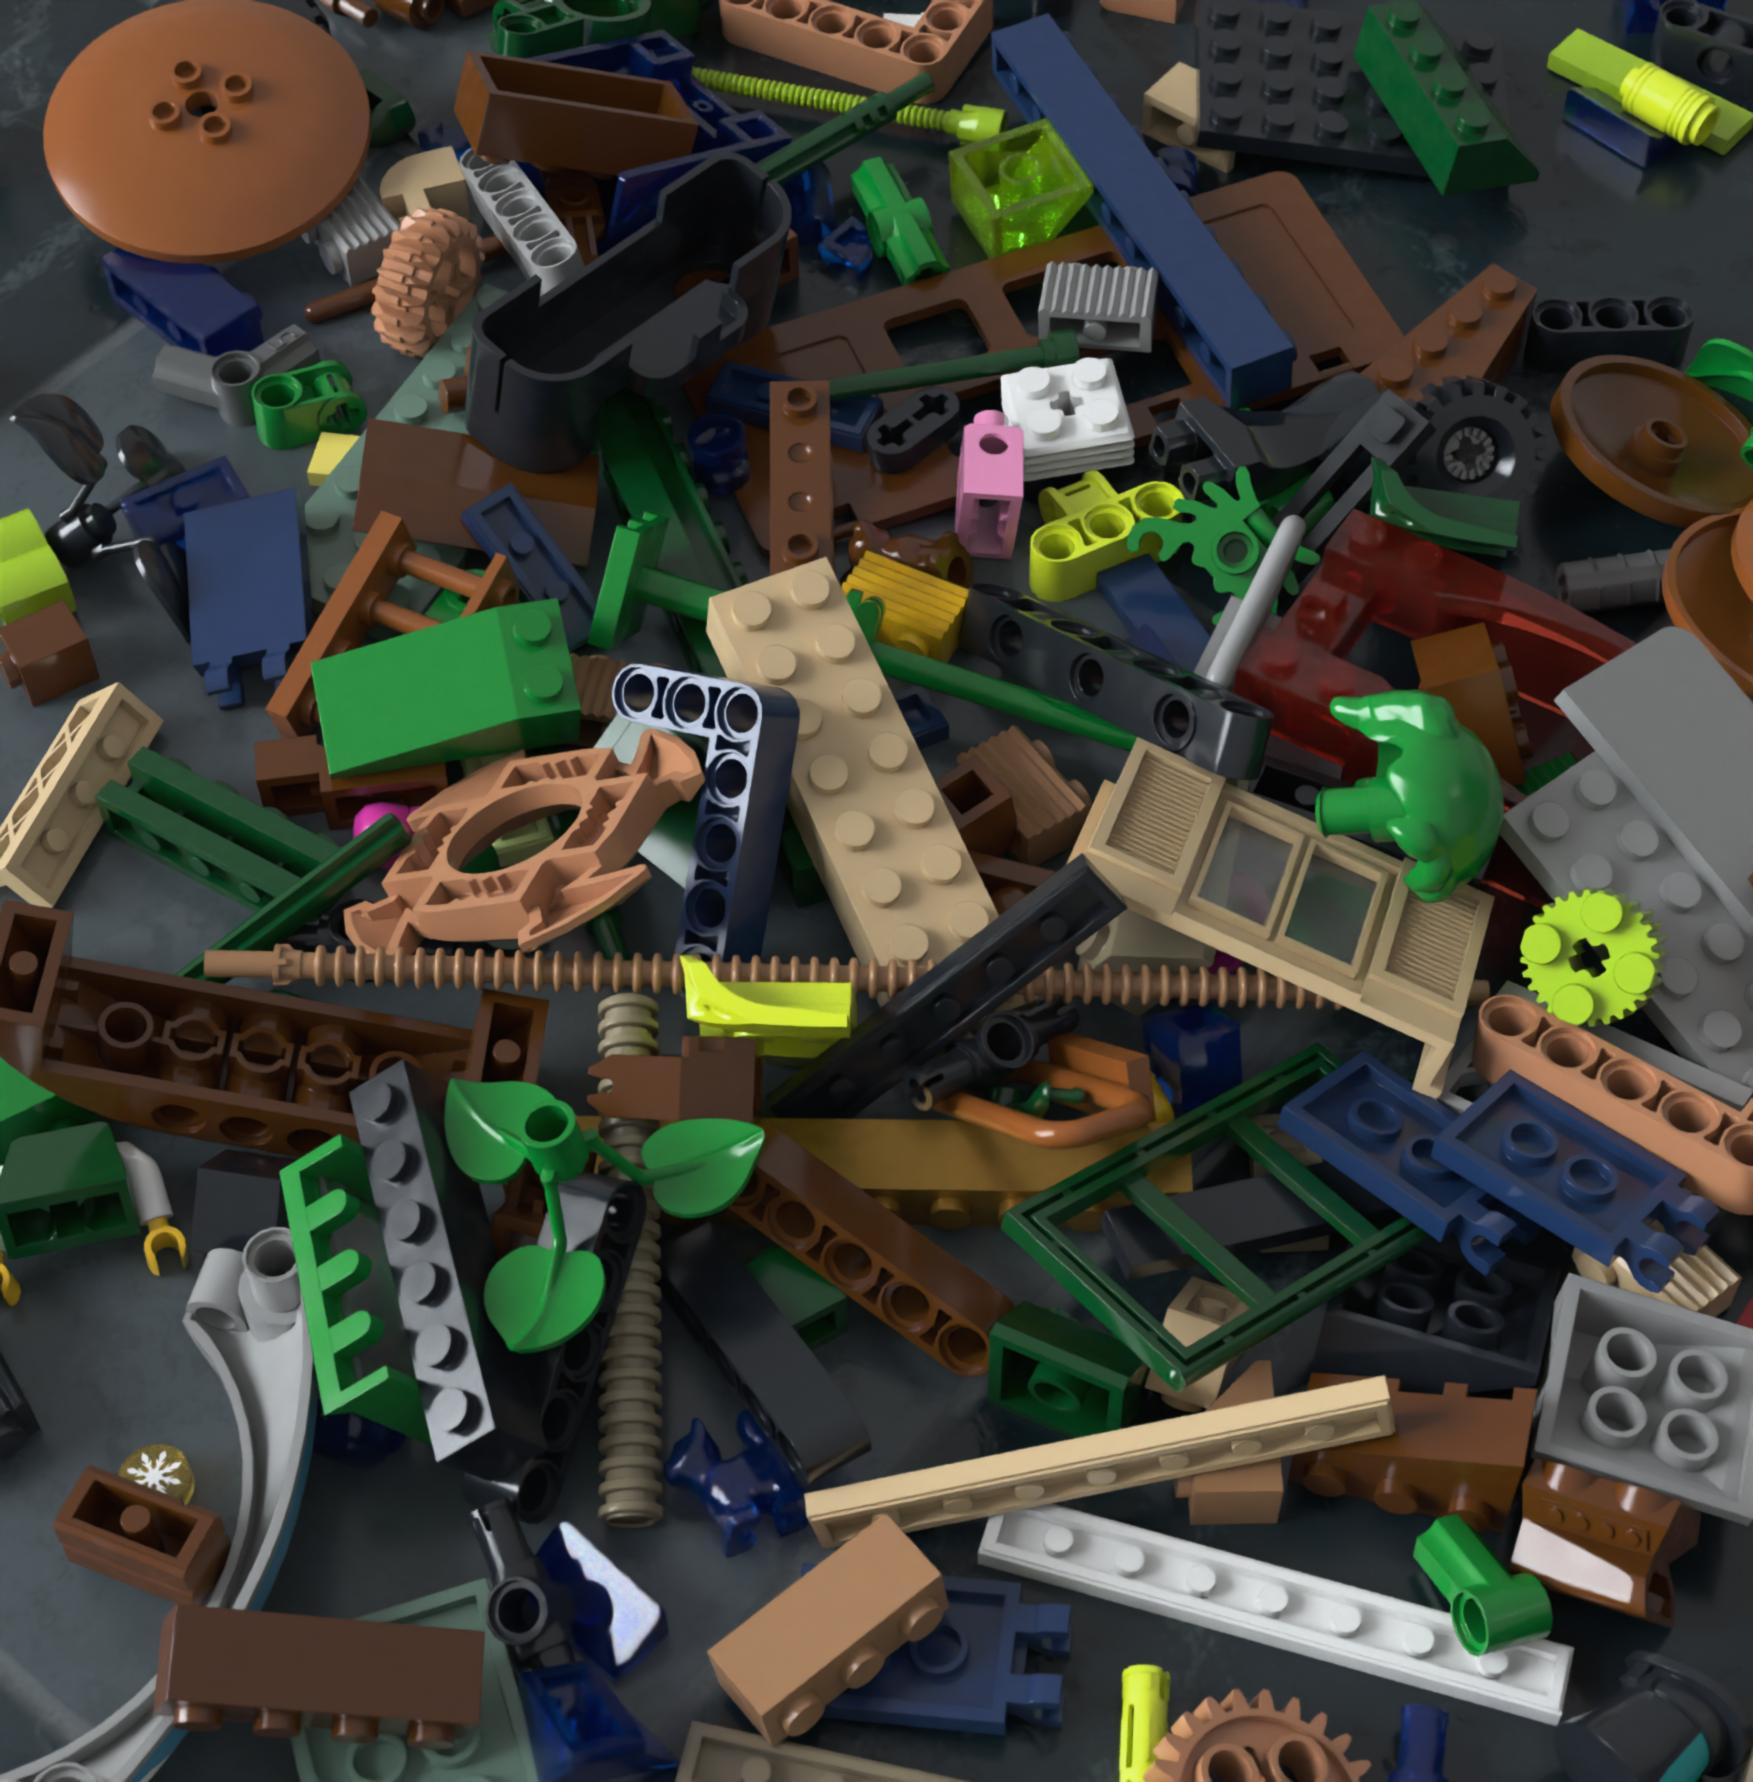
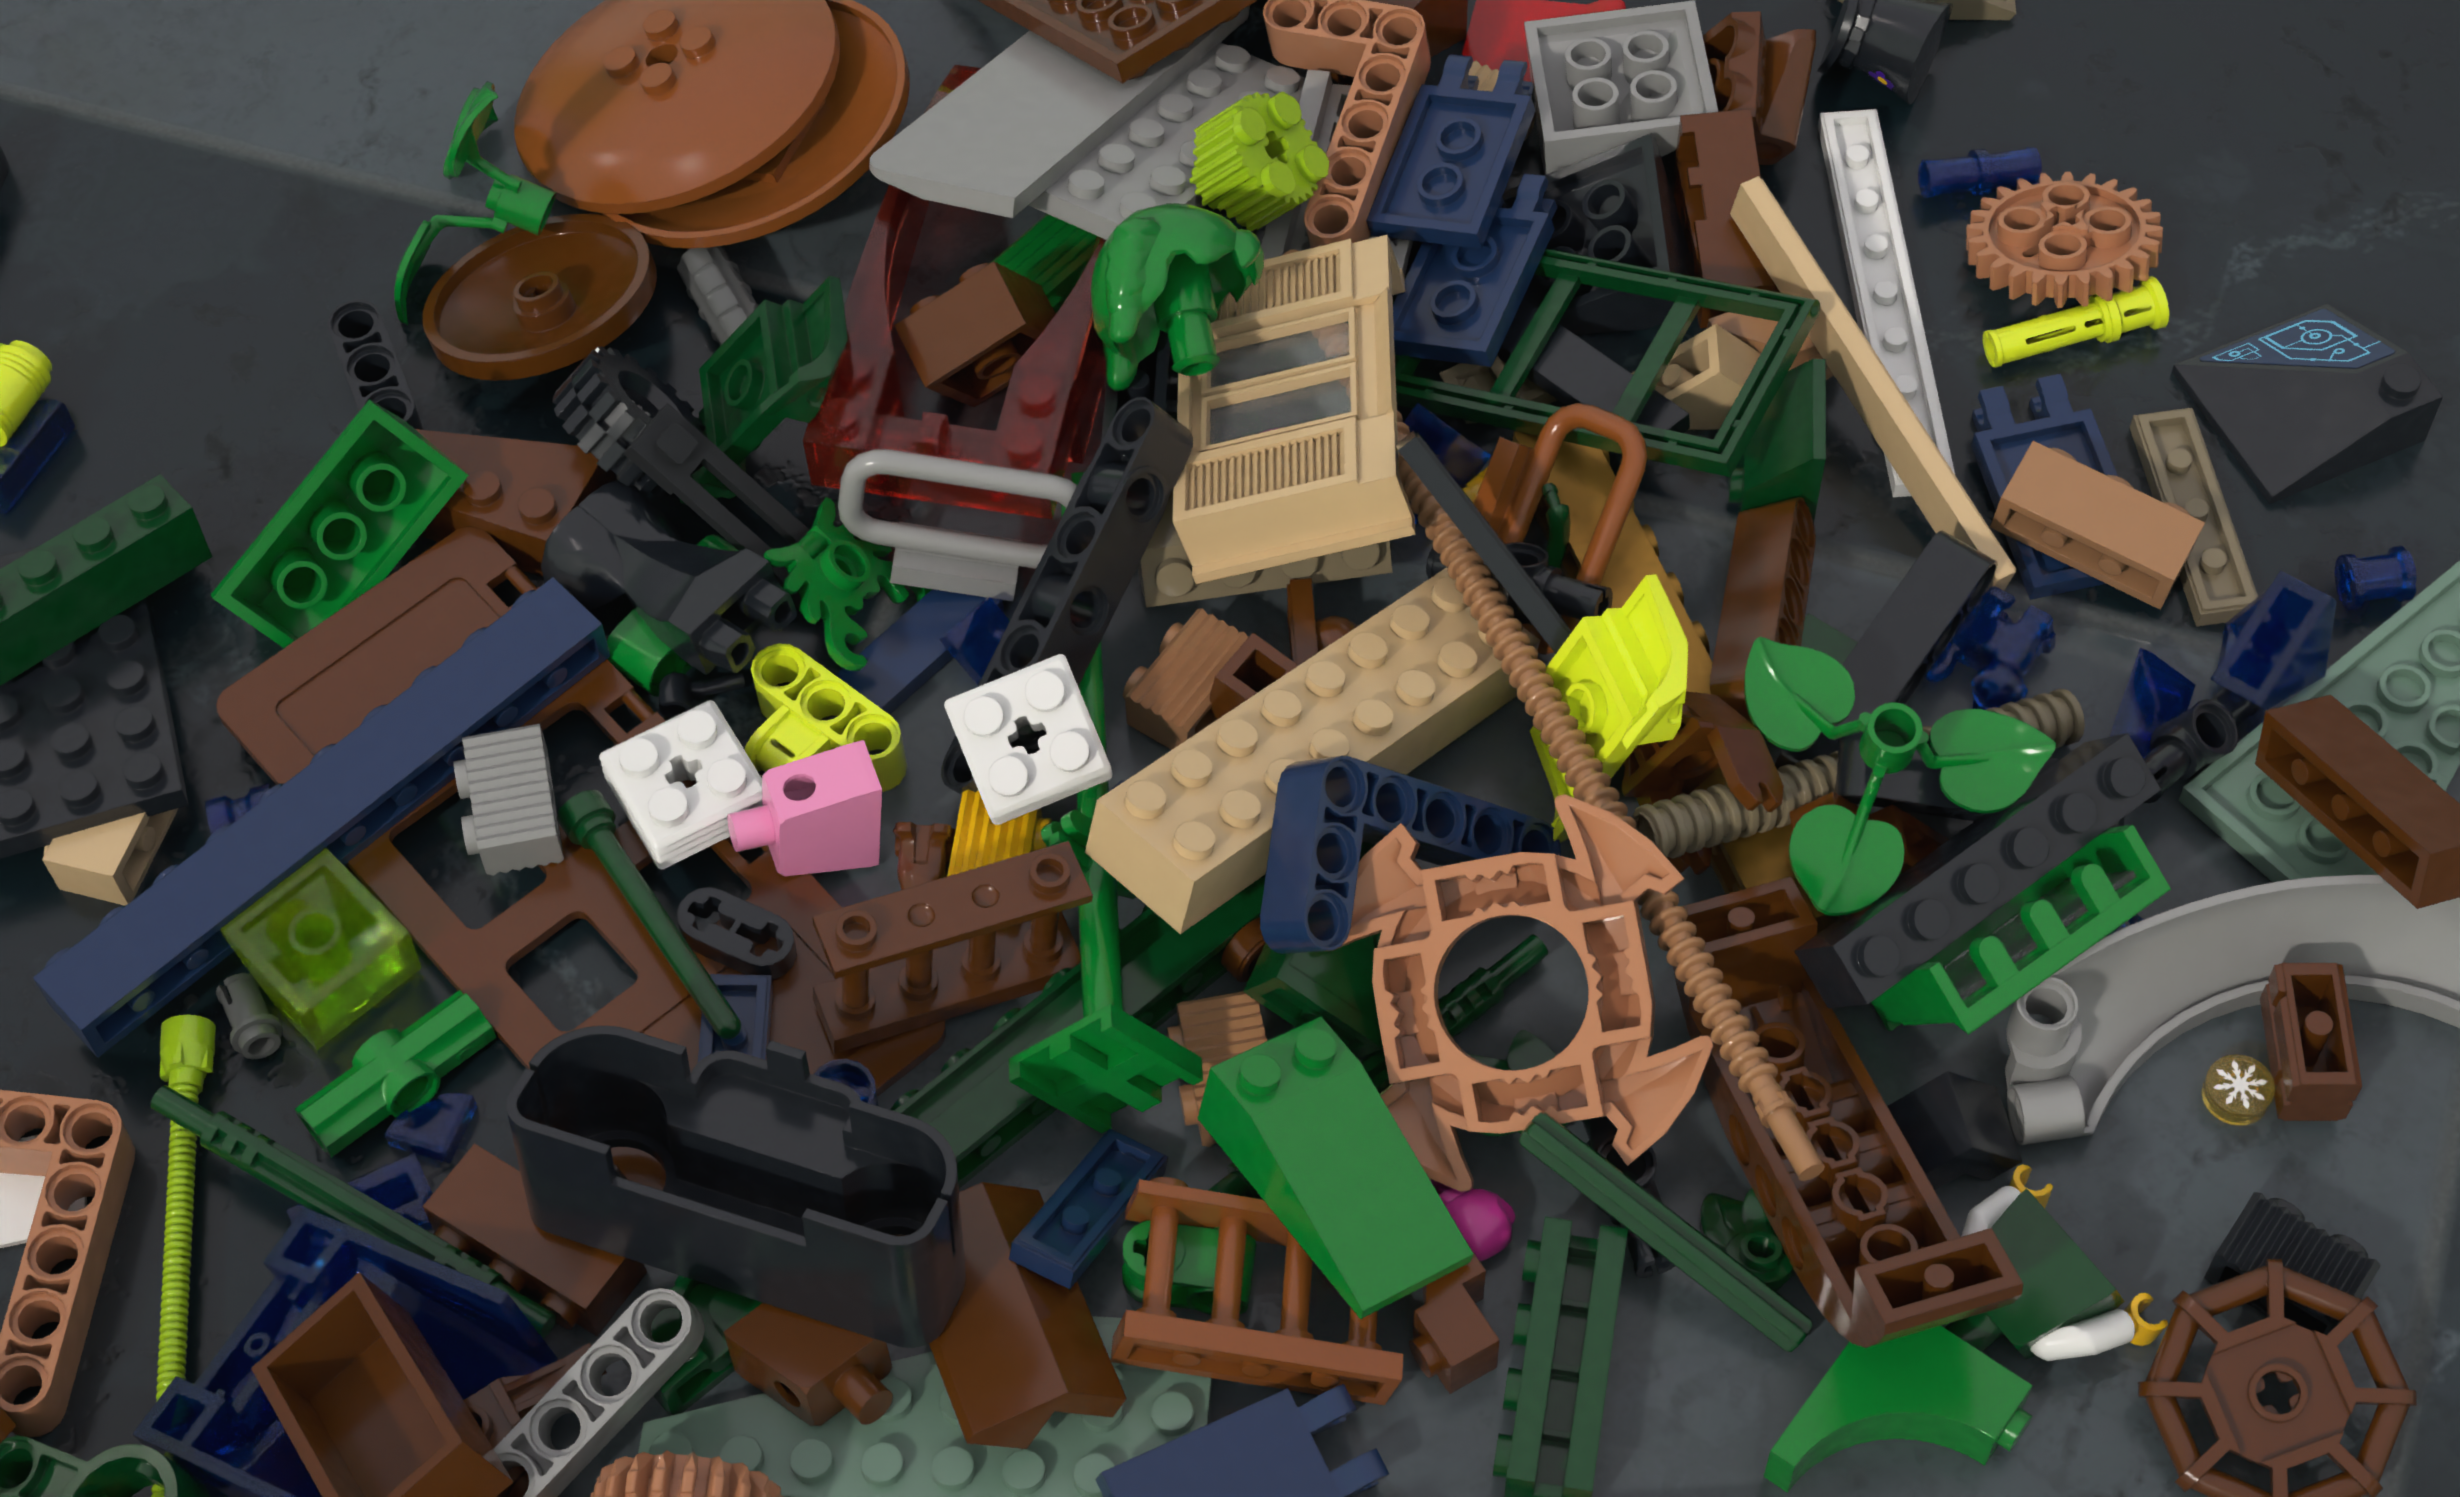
camera: 110 degrees left, 5 degrees up
(970, 604) = (1008, 777): none -> white brick
(1422, 246) = (341, 527): none -> green slope
(1487, 1602) = (1826, 146): green piece -> none

